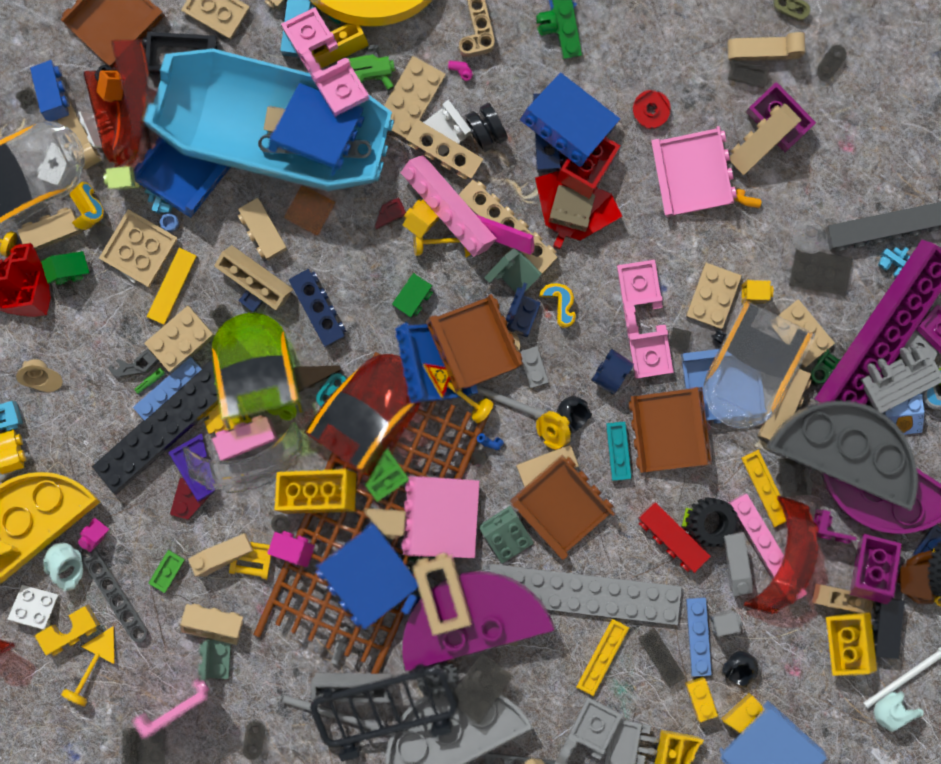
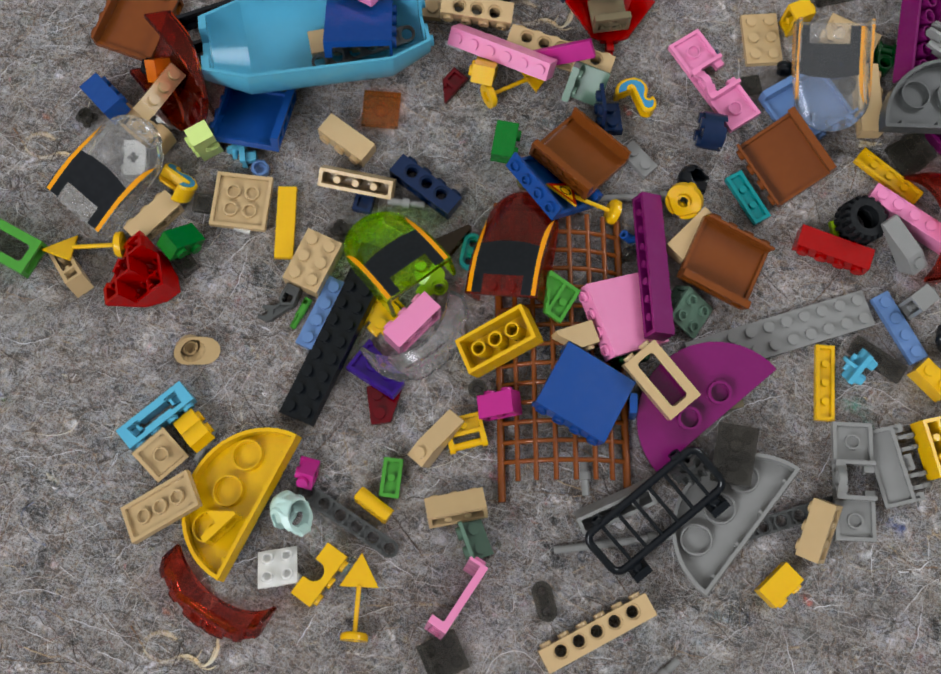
camera: 25 degrees left, 10 degrees down
(99, 115) = (159, 92): none -> tan brick
(140, 588) = (373, 505): none -> yellow brick
(294, 316) = (406, 203): none -> light grey bar
(492, 481) = (653, 267): none -> magenta brick
(635, 655) = (855, 366): none -> medium azure hips

